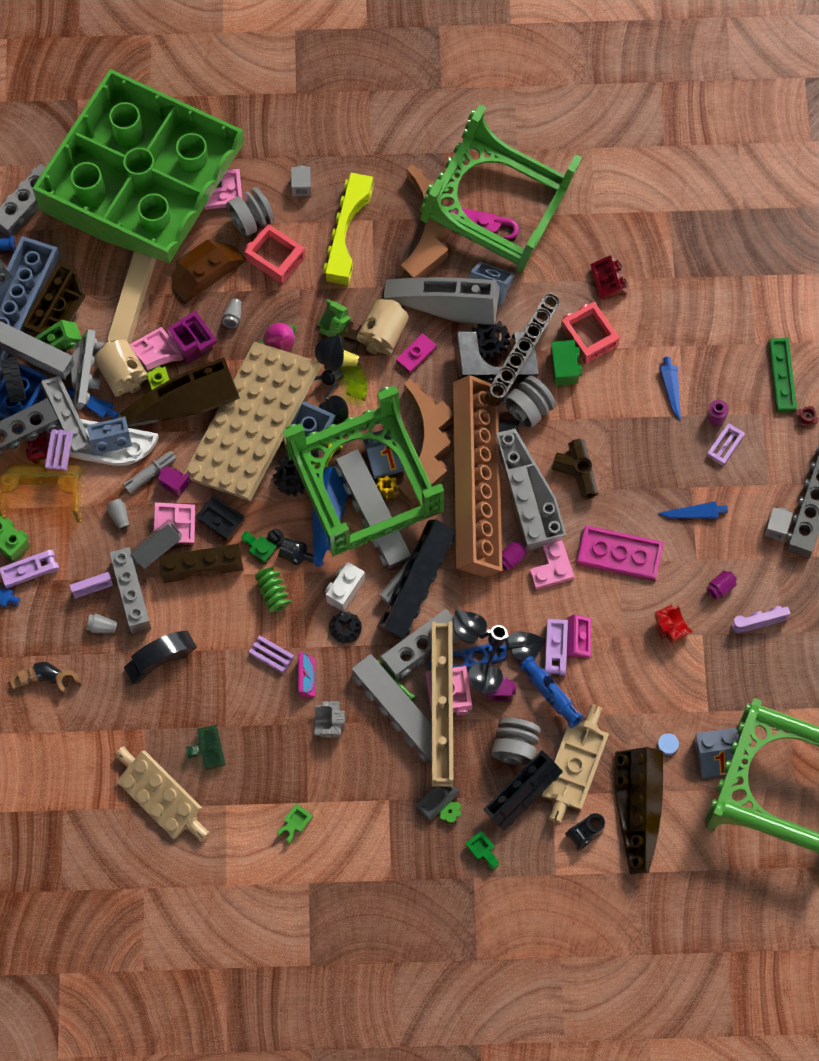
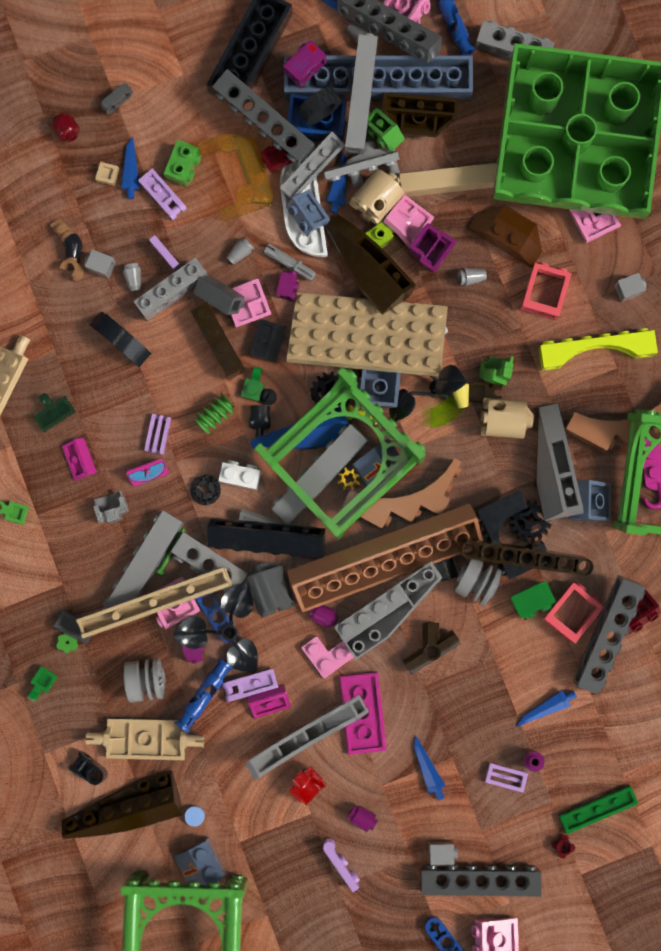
camera: 75 degrees right, 15 degrees up
(54, 433) = (272, 171): lavender tile -> none
(74, 651) = (99, 263): none -> light grey brick
(247, 213) = (576, 252): light grey wheel -> none
(266, 741) = (79, 459): none -> dark pink slope
(280, 336) = (462, 327): dark pink hat -> none
(416, 353) = (494, 458): dark pink plate -> none
(468, 592) = (269, 589): none -> dark grey cylinder
(523, 790) = (101, 701): black brick -> none
(621, 314) = (598, 642): none -> dark grey brick
(623, 603) = (306, 736): none -> light grey arch

